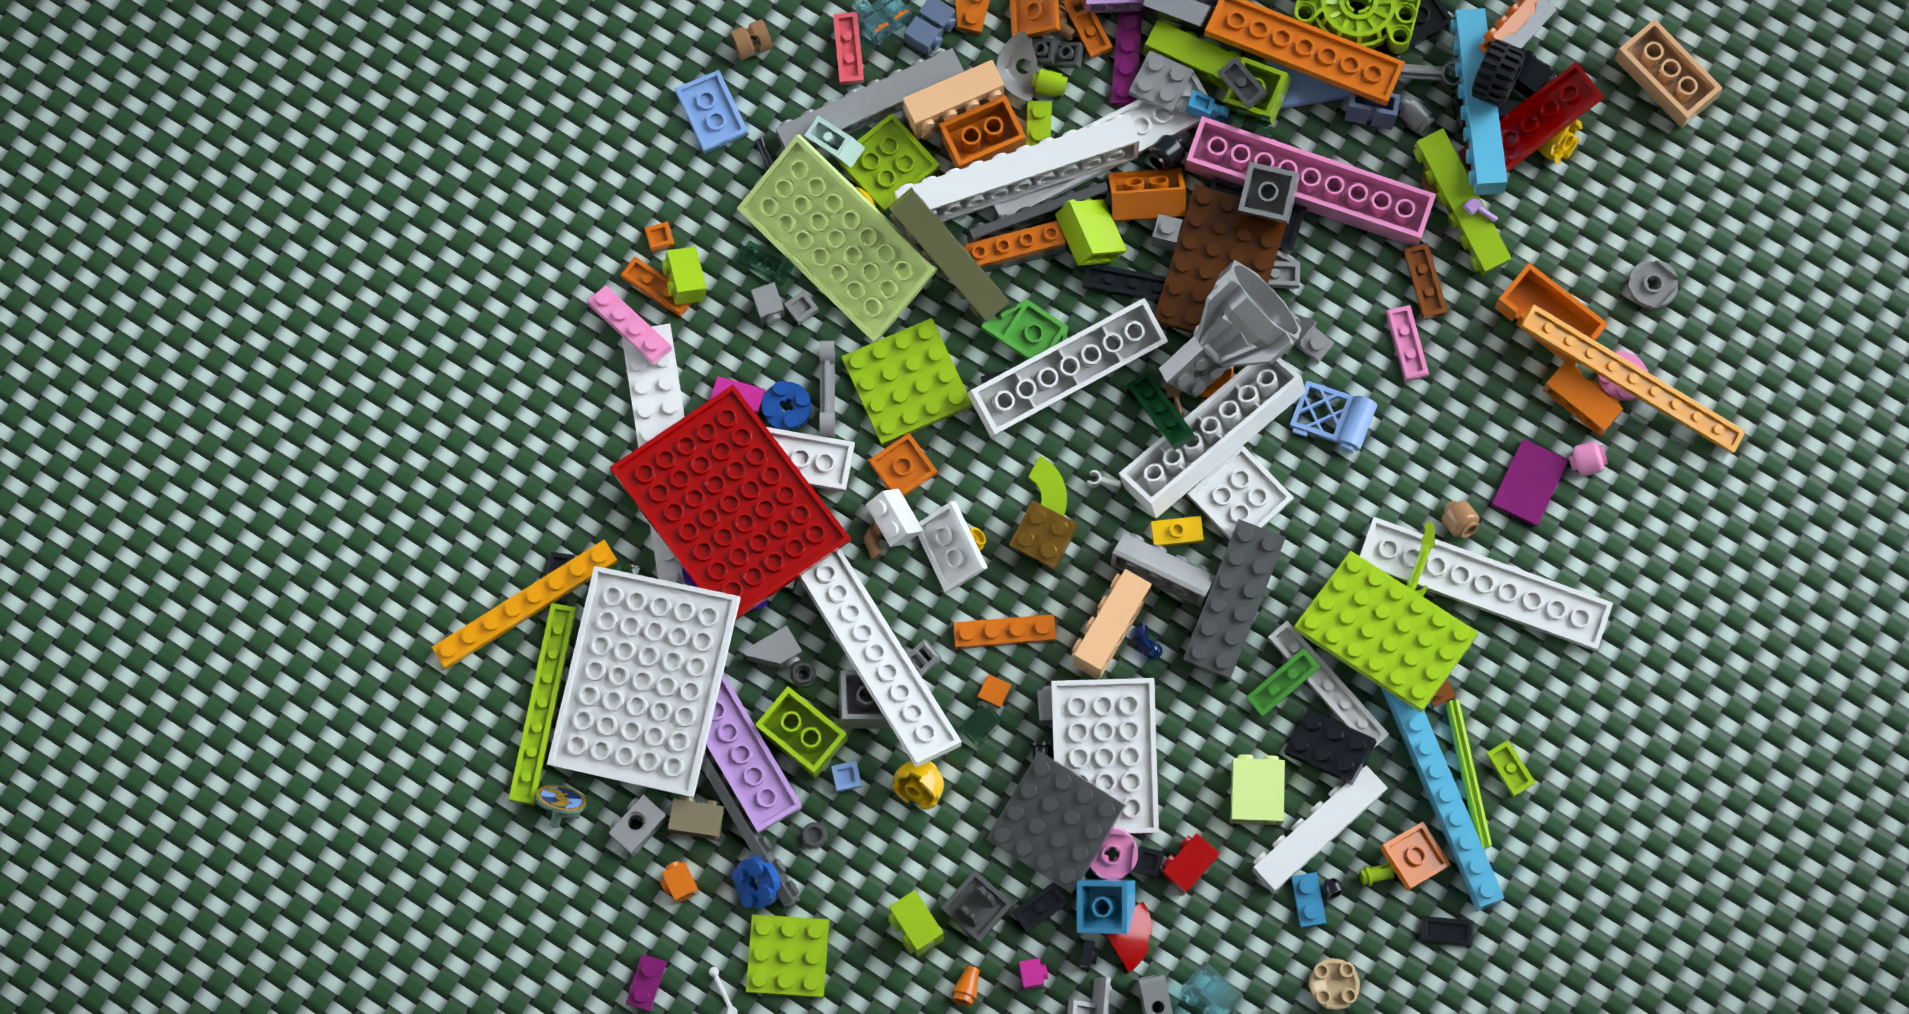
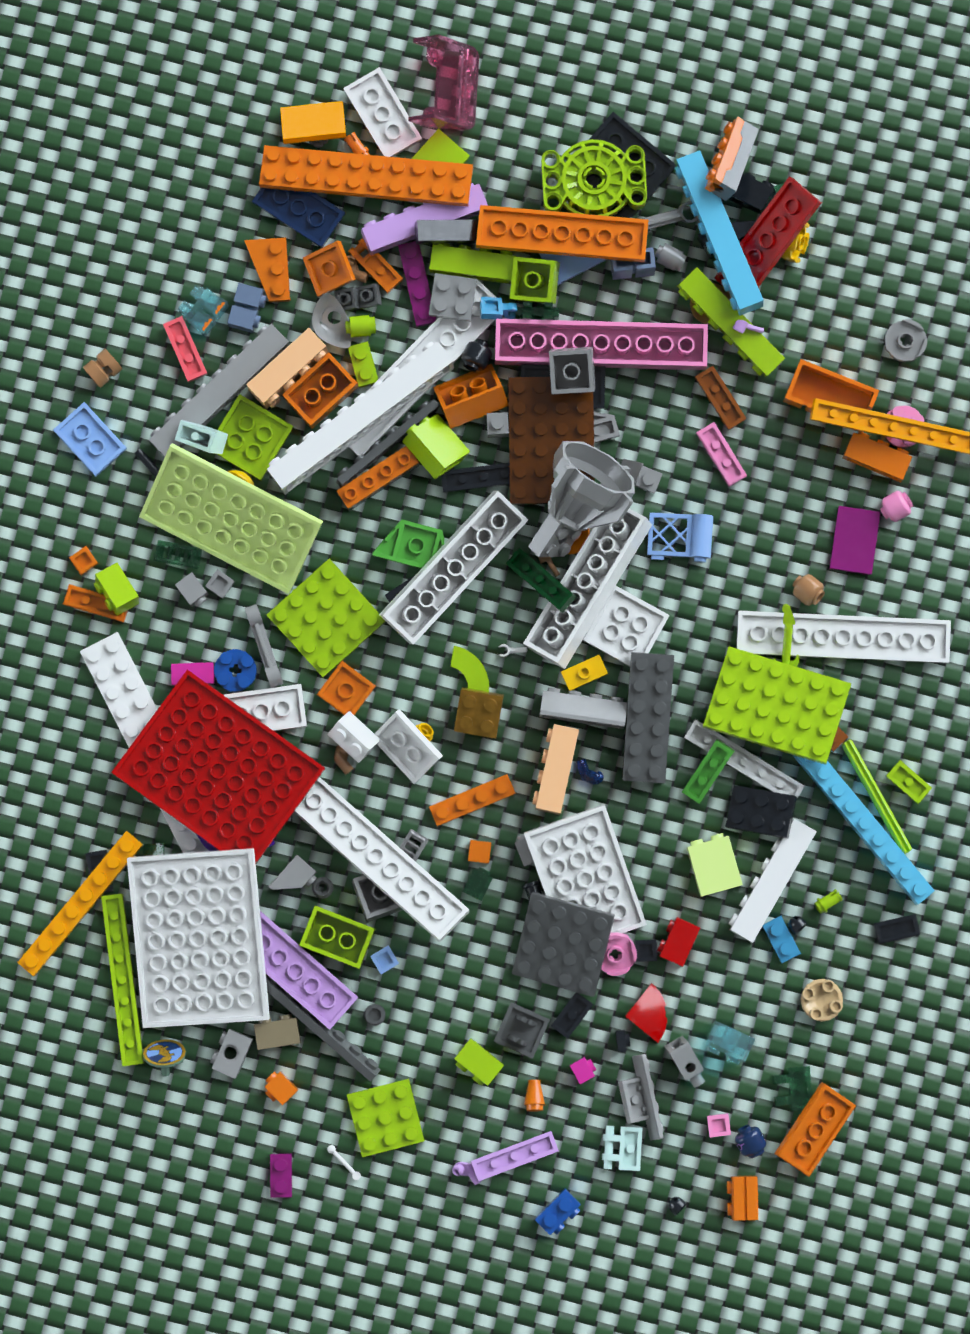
camera: 15 degrees left, 10 degrees up
(629, 325) = (85, 645): bright pink plate -> none
(750, 894) = (341, 1079): blue plate -> none
(919, 784) = (449, 949): yellow cylinder -> none
(949, 255) = (327, 506): olive brick -> none
(1105, 906) = (623, 998): dark azure slope -> none
(1242, 83) = (520, 281): dark grey plate -> none
(1415, 856) = (854, 878): orange plate -> none
(1498, 73) = (729, 211): black tyre -> none
(1668, 73) = (866, 155): light nougat brick -> none

